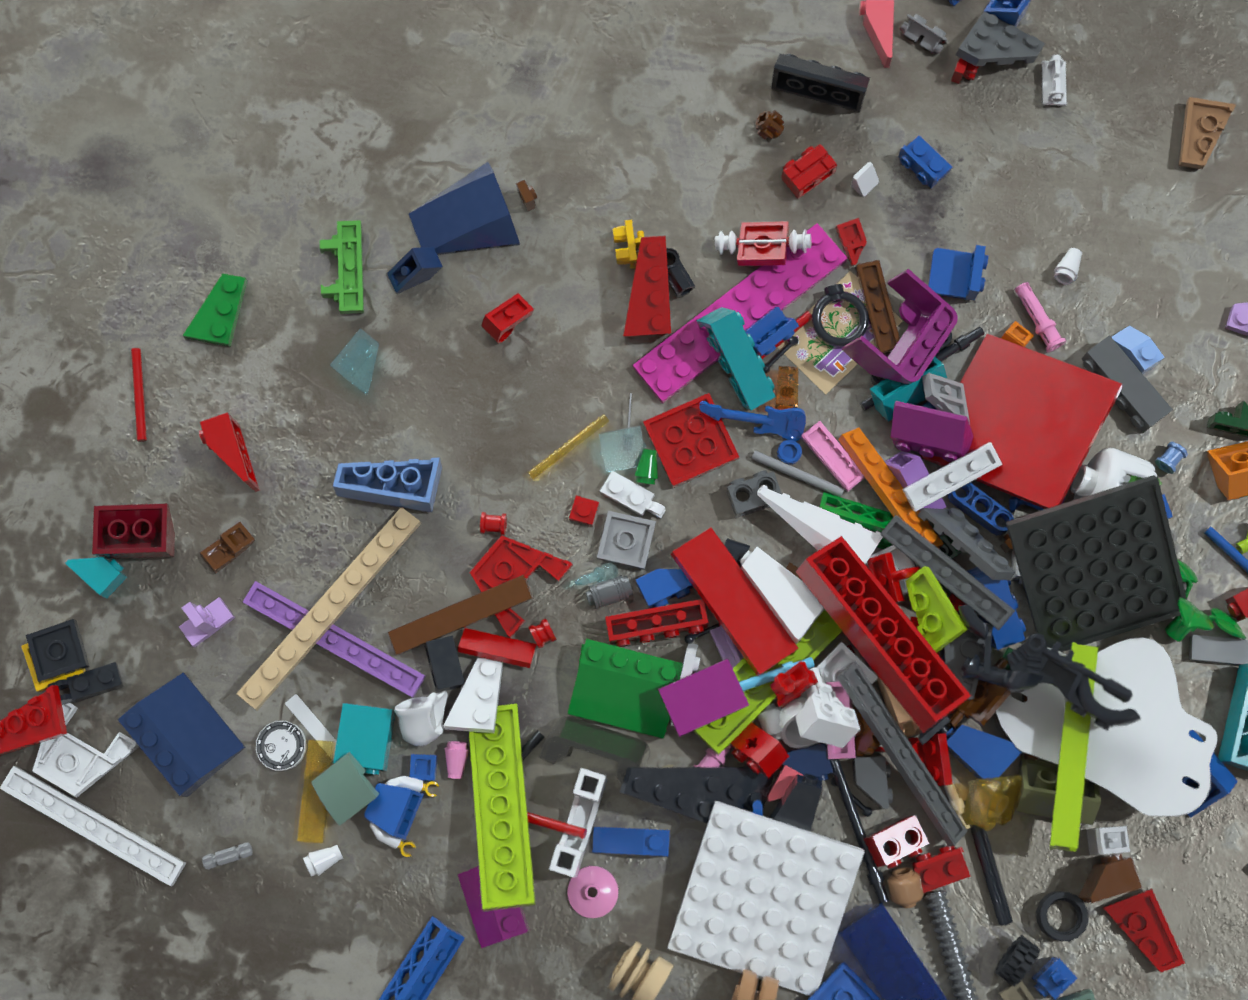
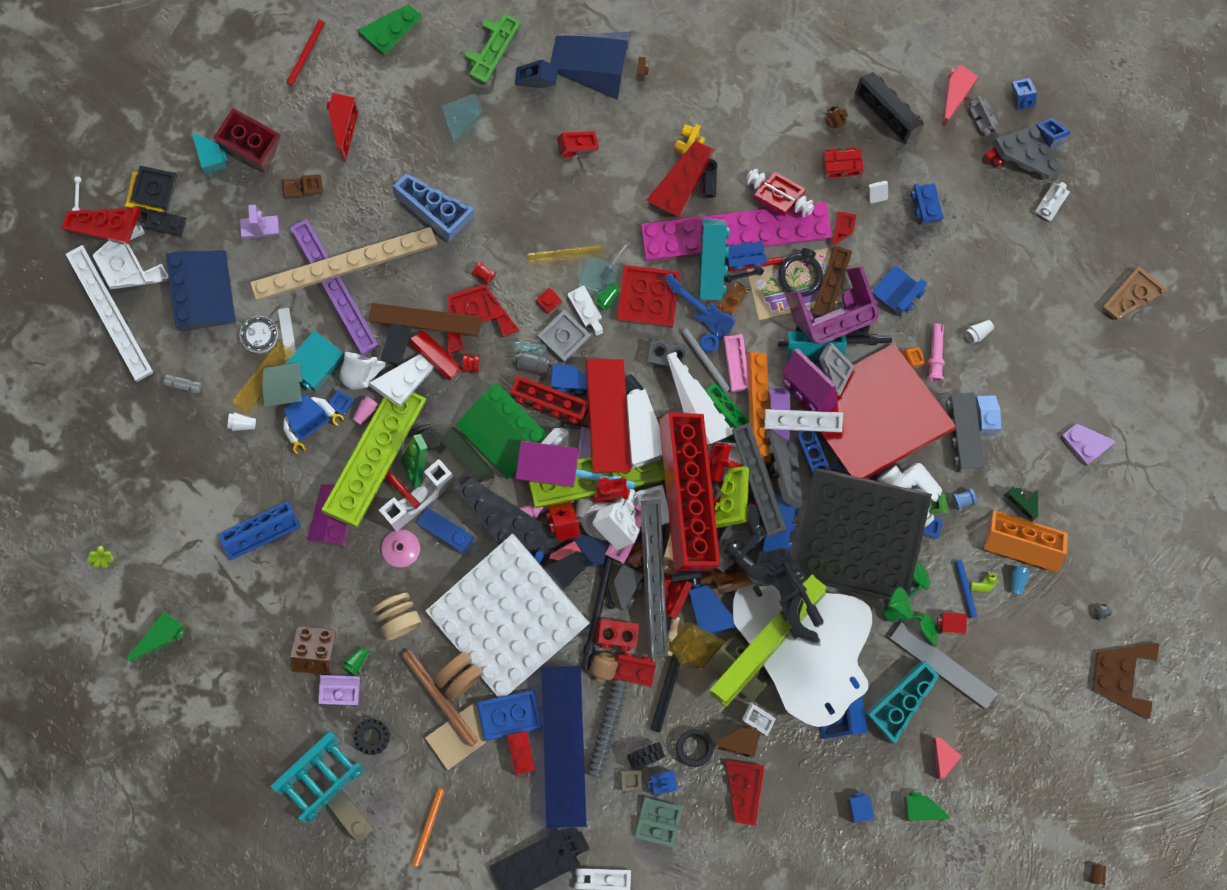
camera: 25 degrees right, 0 degrees up
(551, 784) = (414, 460): none -> green wing

